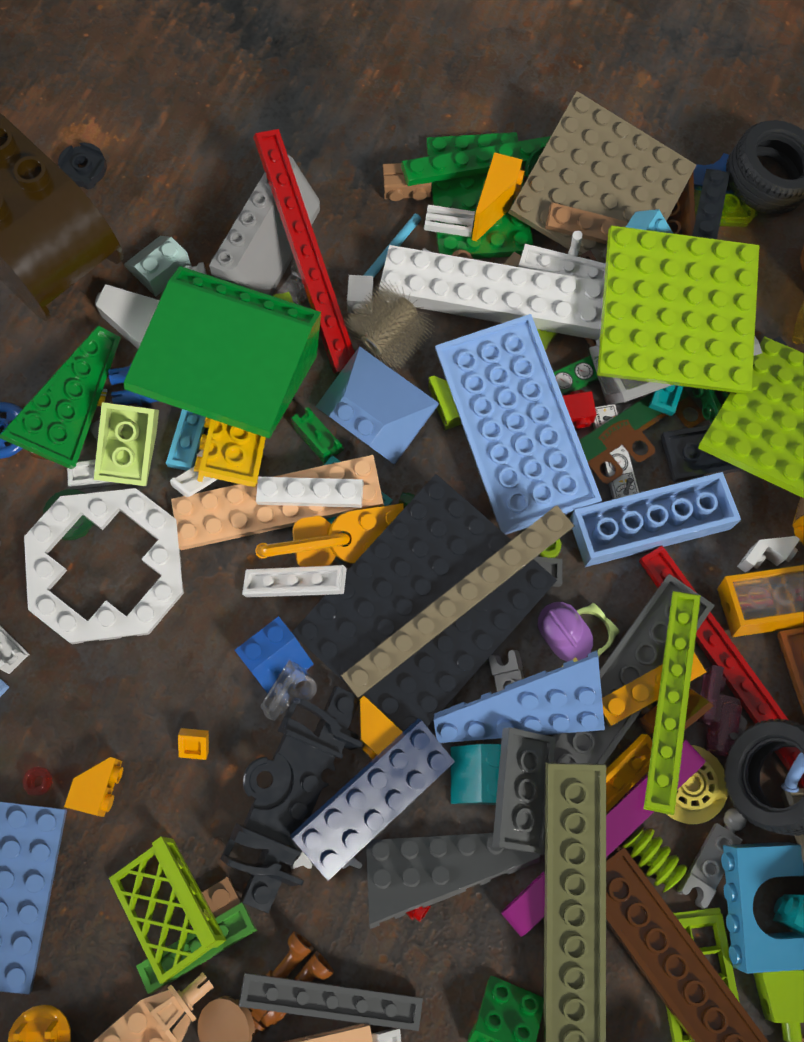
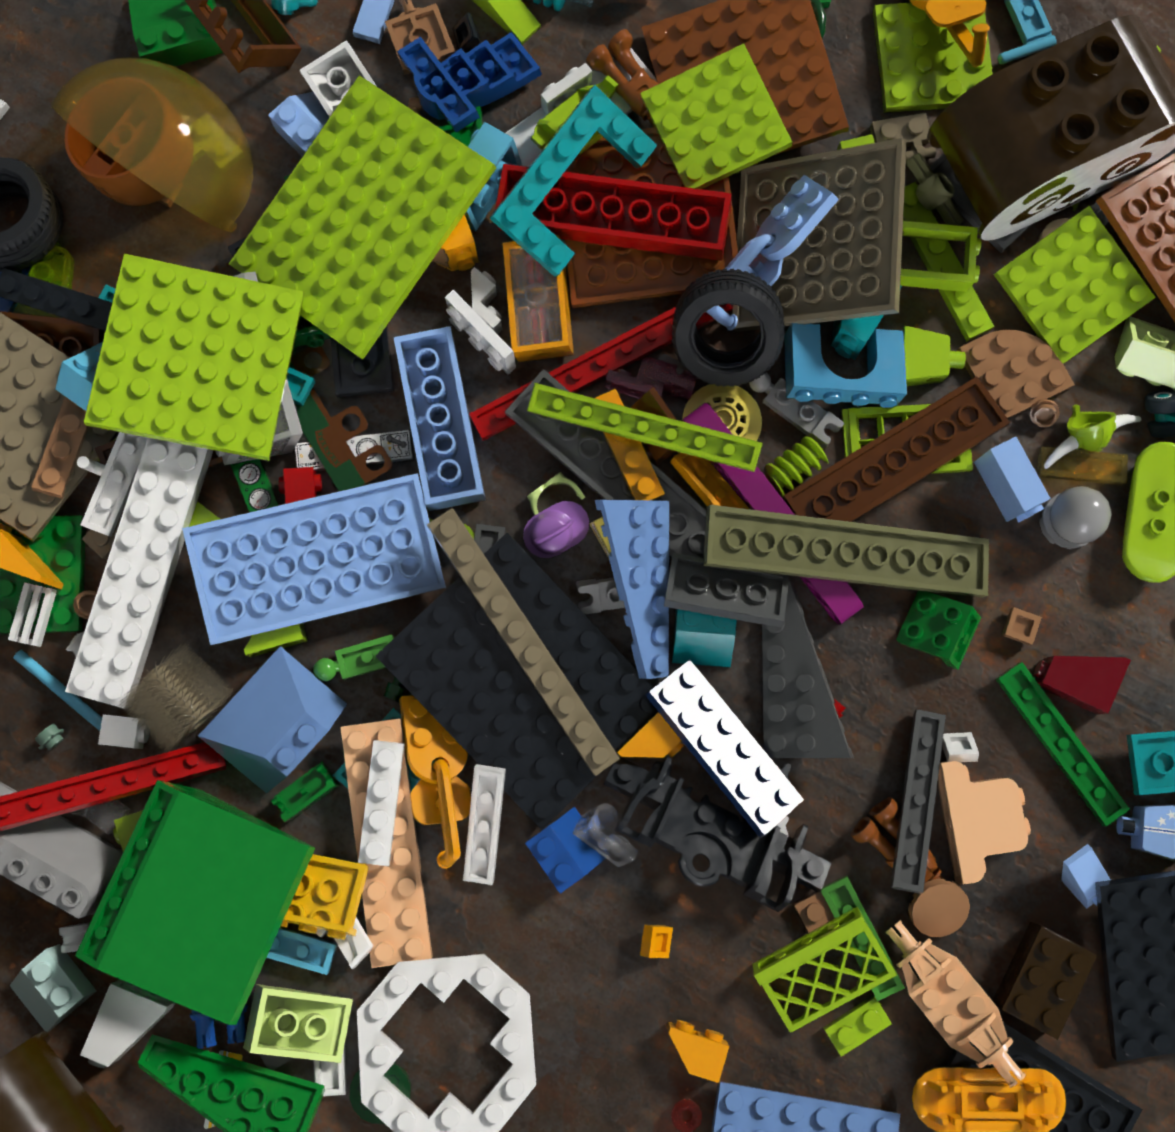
camera: 85 degrees left, 10 degrees up
(113, 947) = (857, 1025): none -> lime plate
(352, 244) = (49, 737): none -> sand green plate
(429, 461) = (352, 660): none -> bright green plate
(738, 547) = (480, 333): none -> white plate

